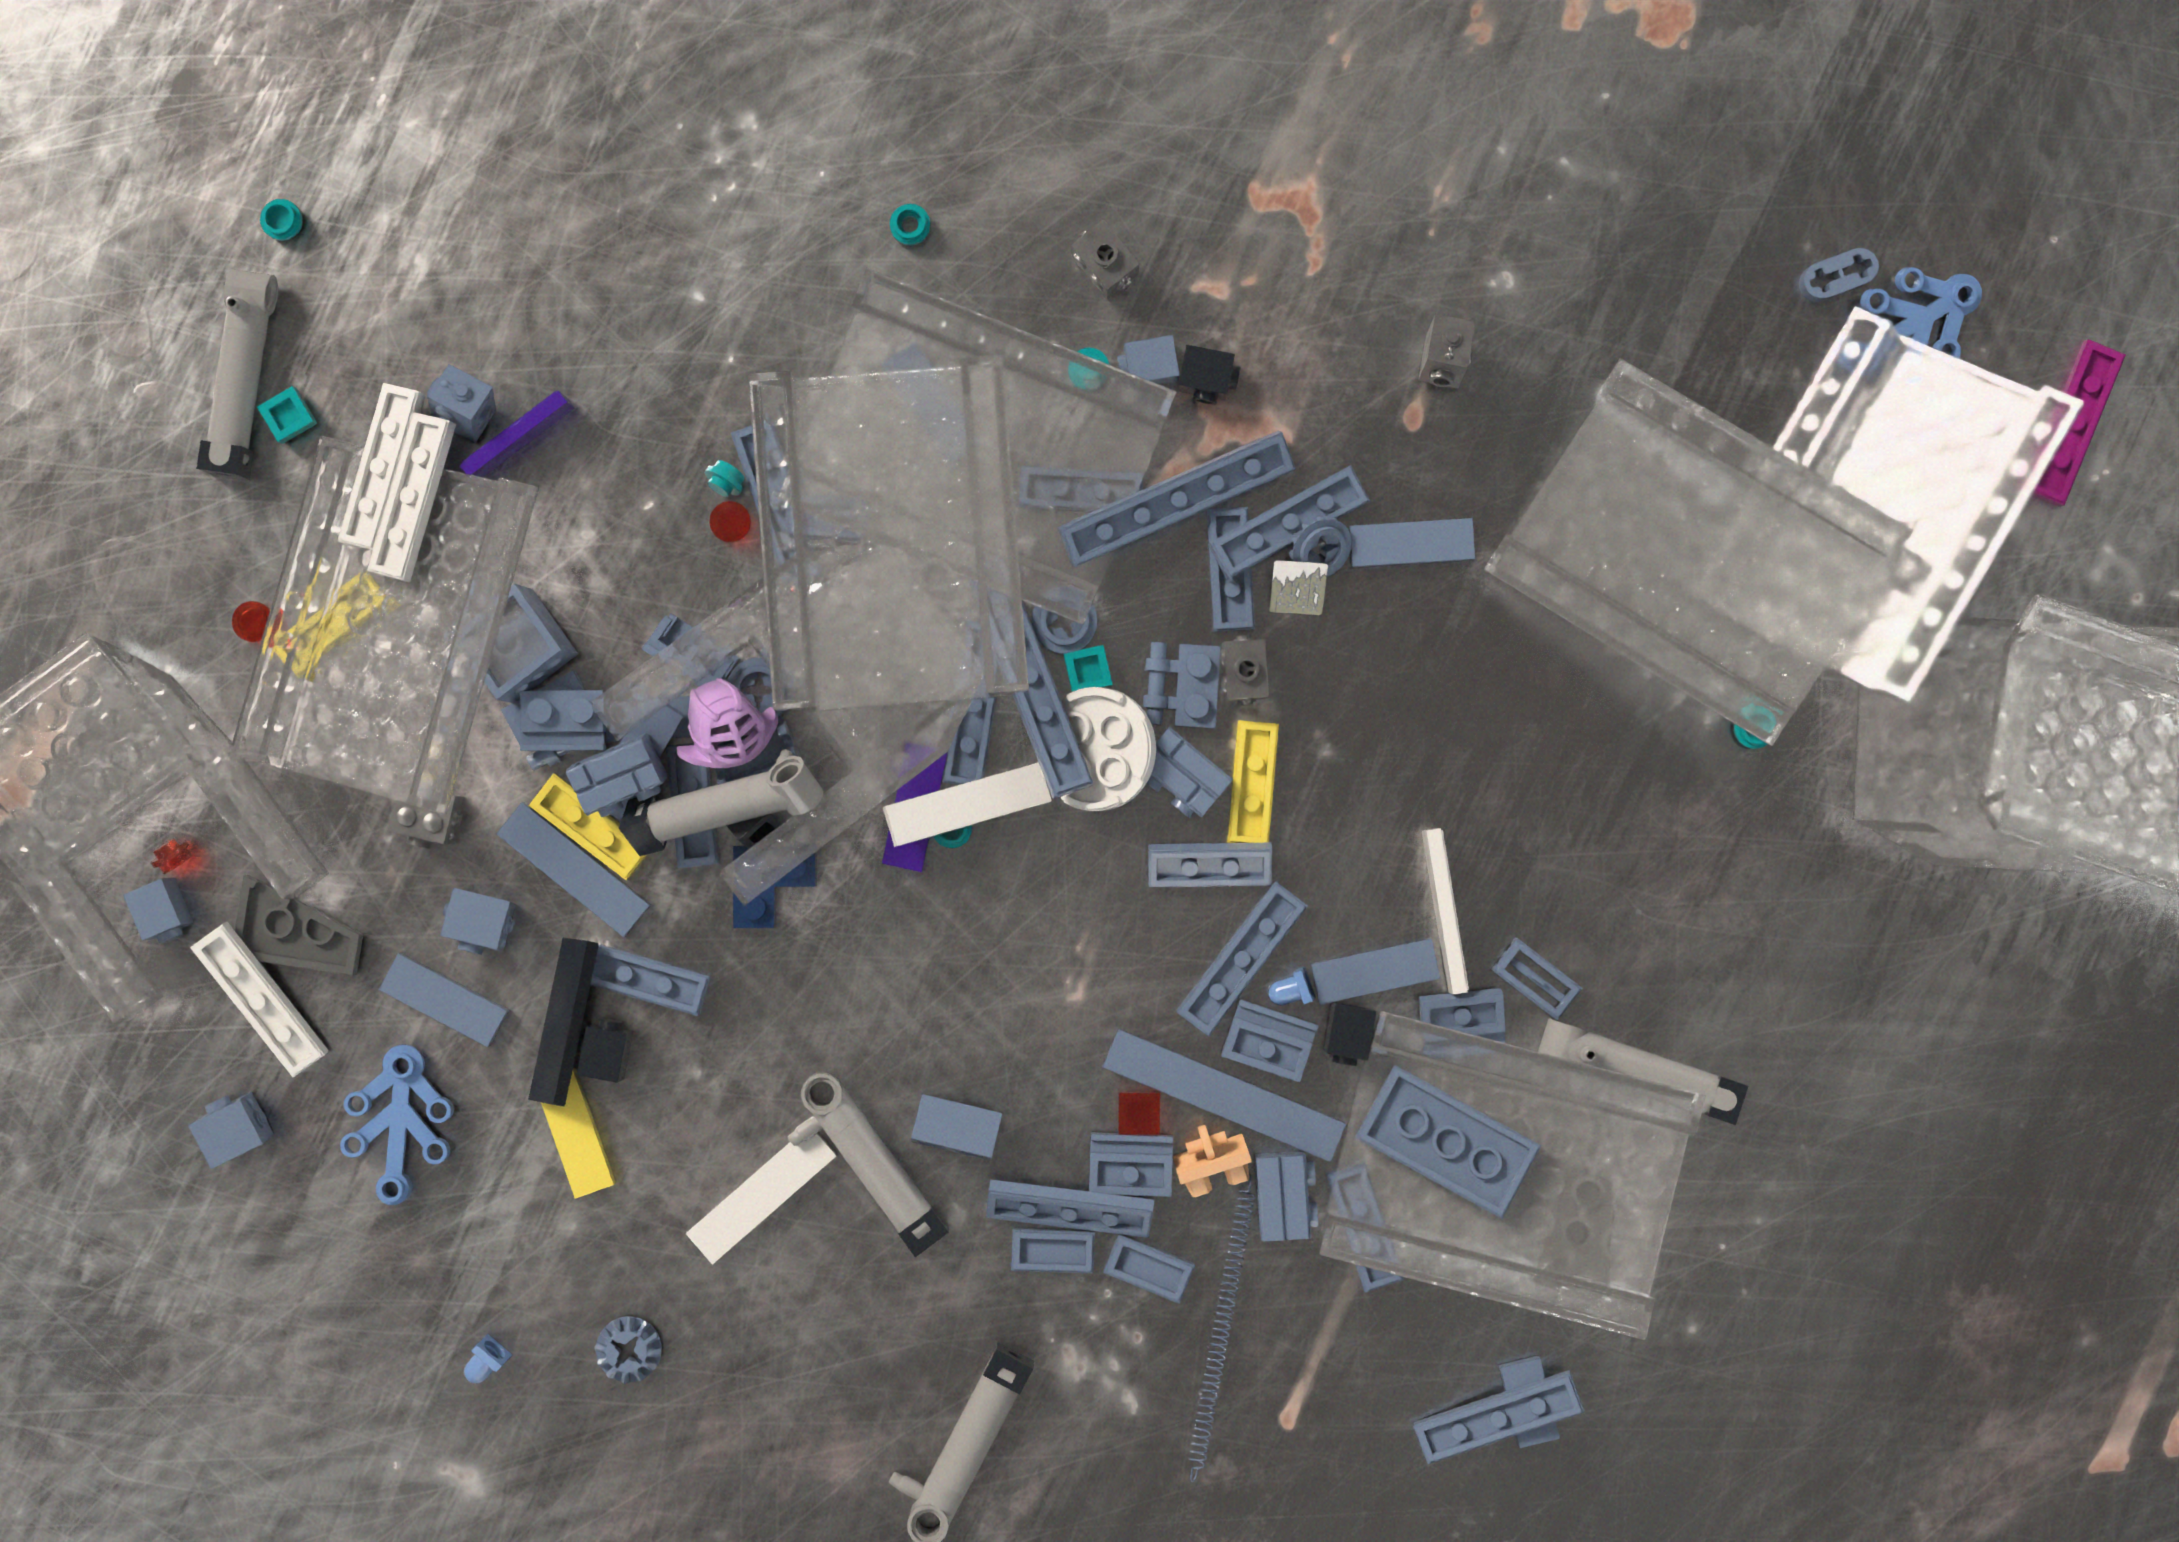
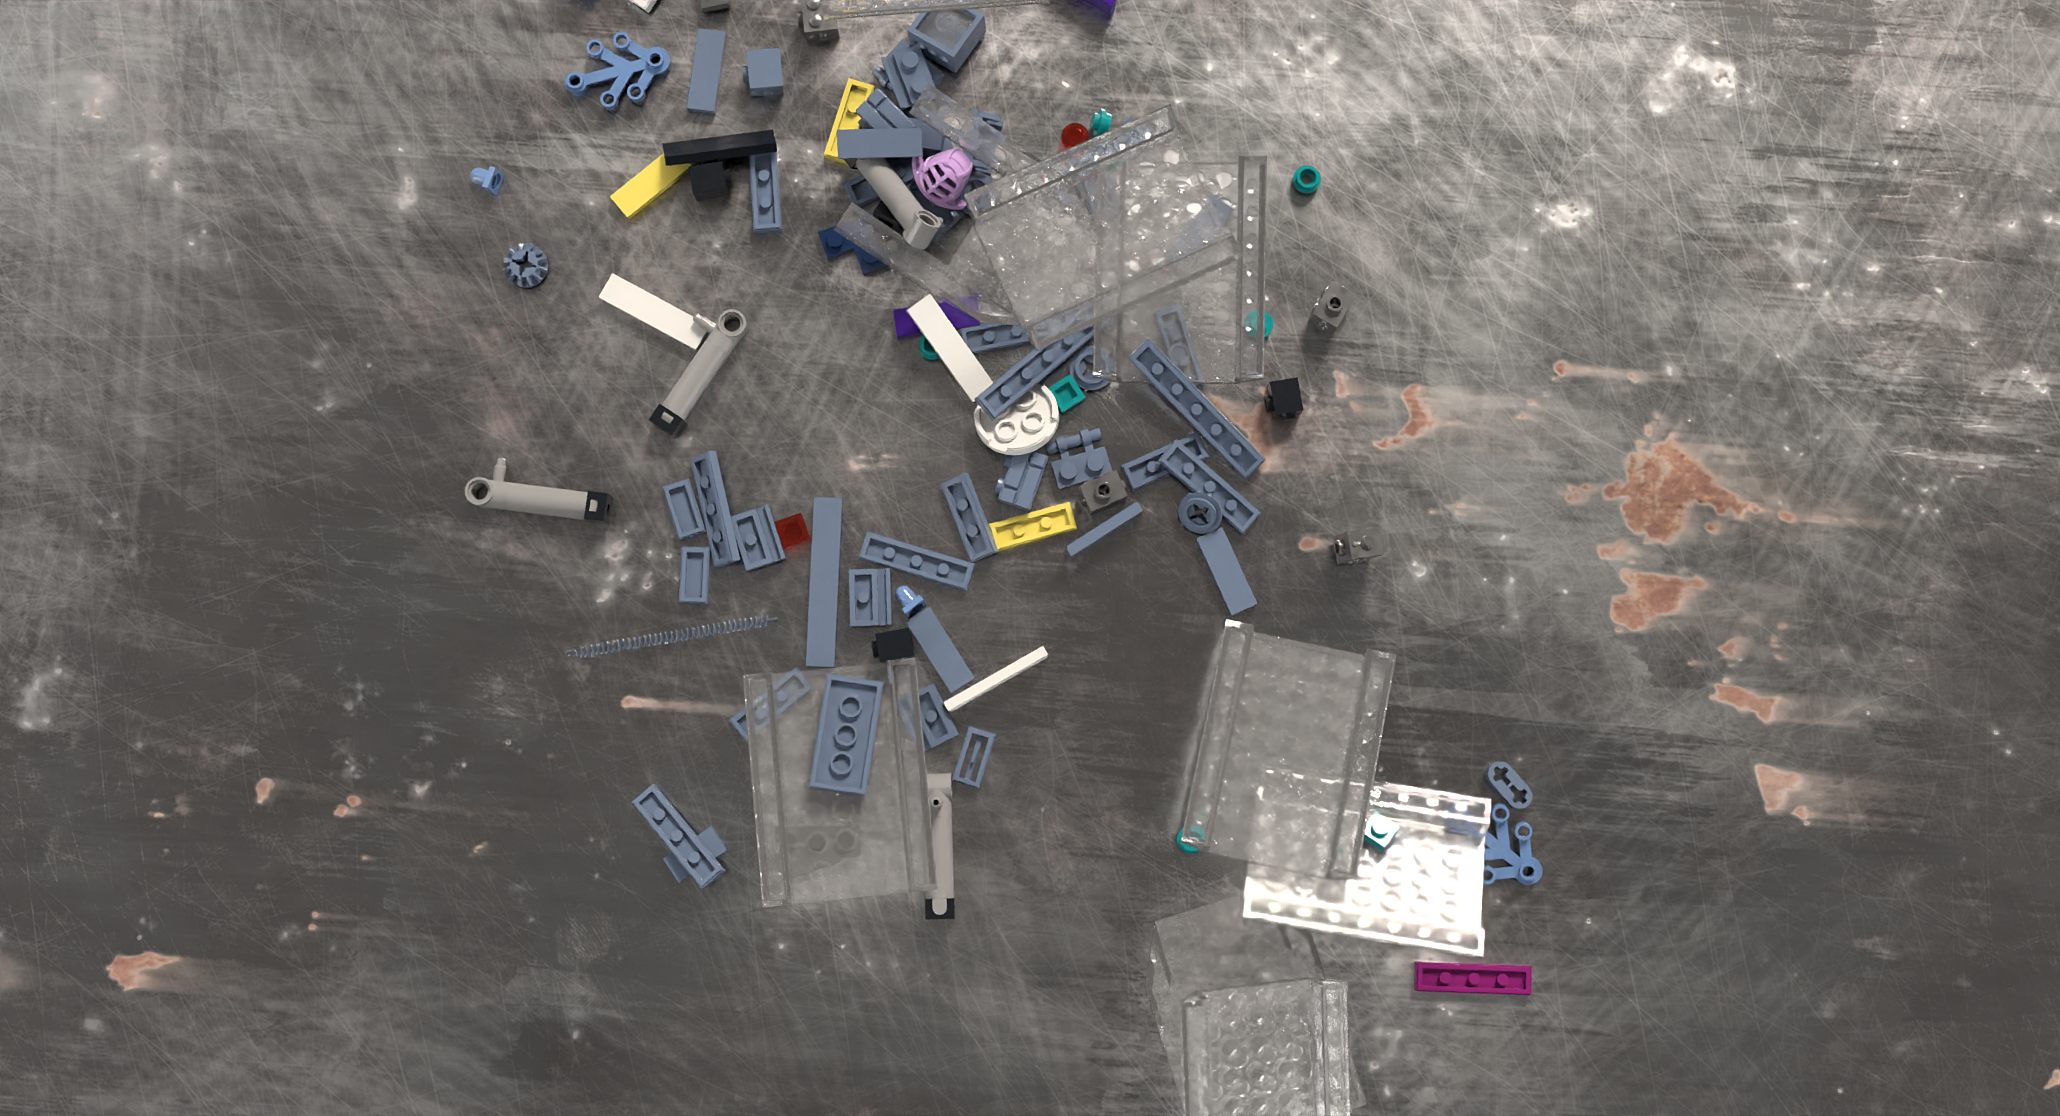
camera: 70 degrees right, 5 degrees down
(573, 869) = (818, 120): sand blue tile -> none
(648, 798) = (880, 143): none -> sand blue tile
(956, 1127) = (741, 418): sand blue hinge -> none
(1151, 359) = (1279, 360): sand blue brick -> none
(1211, 1156) = (781, 585): light nougat hips -> none
(1284, 1196) = (772, 643): sand blue brick -> none
(1295, 688) = (1104, 530): none -> sand blue tile
(1298, 587) = (1169, 508): sticker -> none
(1845, 470) = (1380, 831): none -> plate

